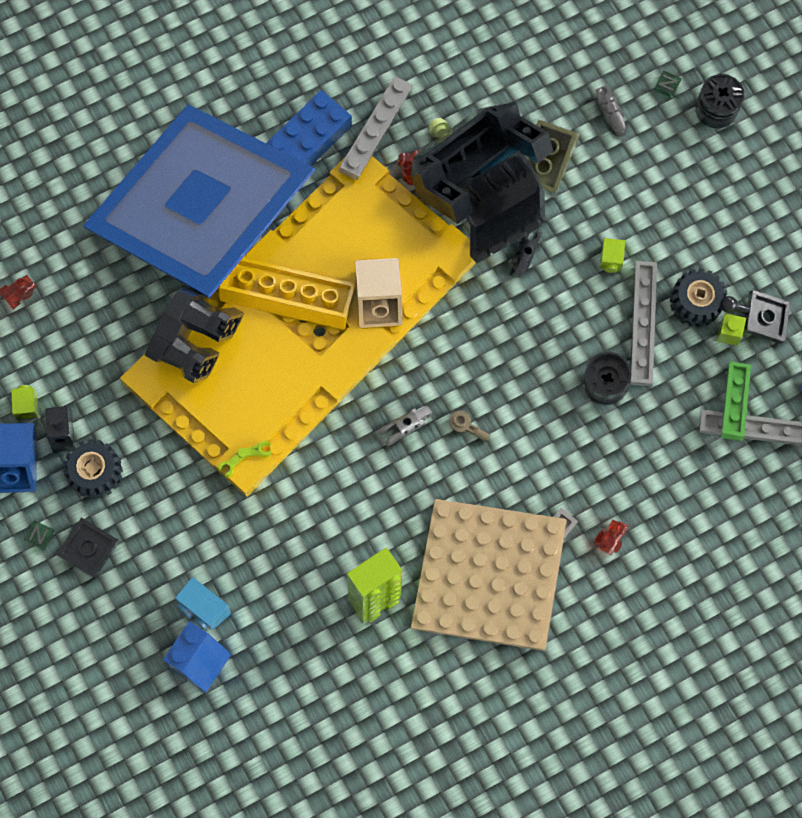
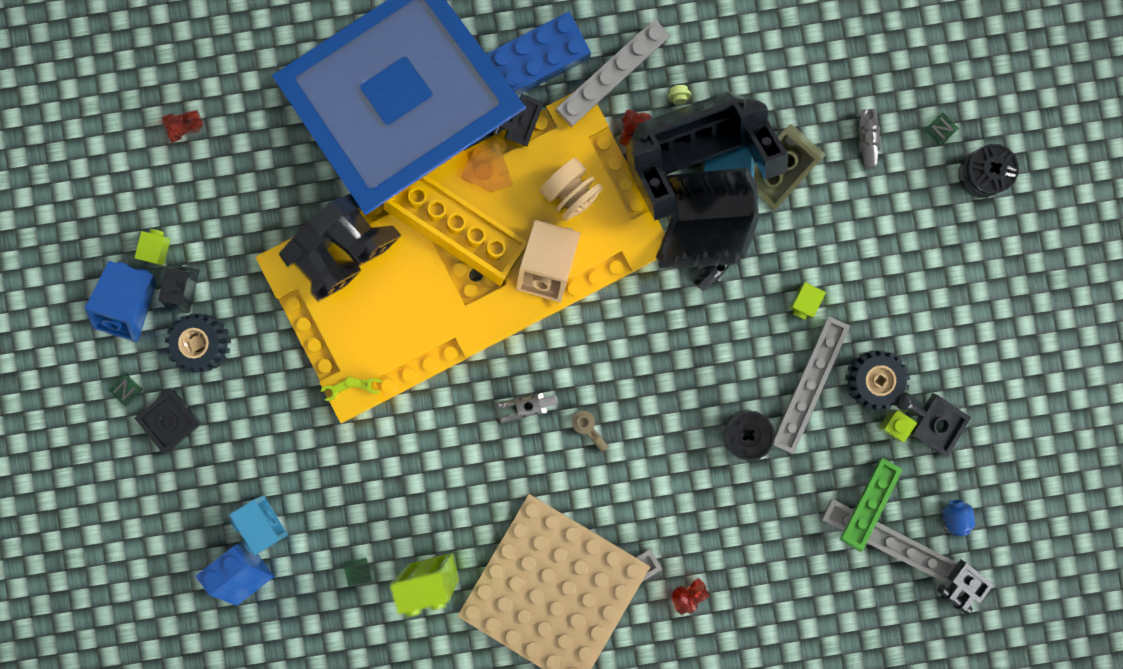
camera: 20 degrees right, 15 degrees up
(299, 236) = (487, 168): none -> clear yellow plate
(306, 622) = (357, 571): none -> clear green tile
(314, 190) = (523, 124): none -> black plate
(372, 223) = (571, 189): none -> tan wheel

